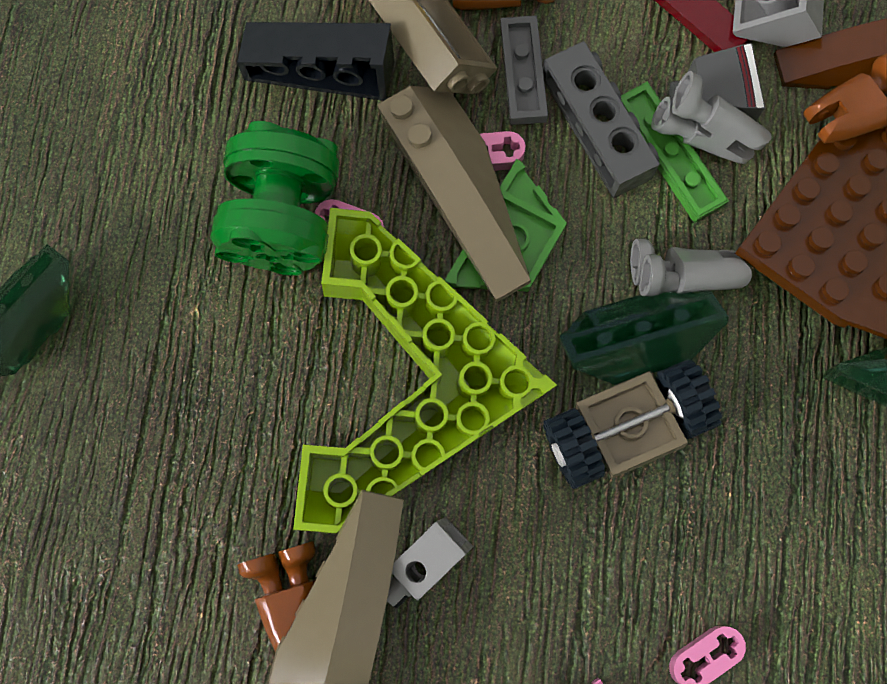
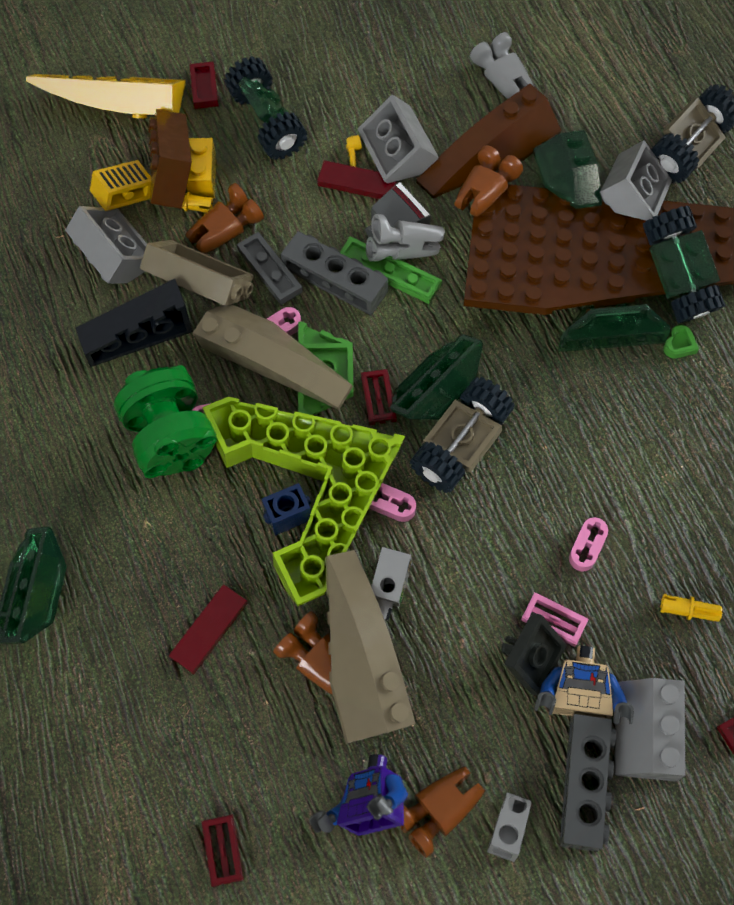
camera: 30 degrees left, 10 degrees down
(185, 485) = (208, 629): none -> dark red tile
(347, 383) = (286, 509): none -> dark blue head
(504, 452) = (391, 510): none -> bright pink beam
(548, 339) = (381, 417): none -> dark red tile
(686, 270) = (439, 331): light grey piece -> none

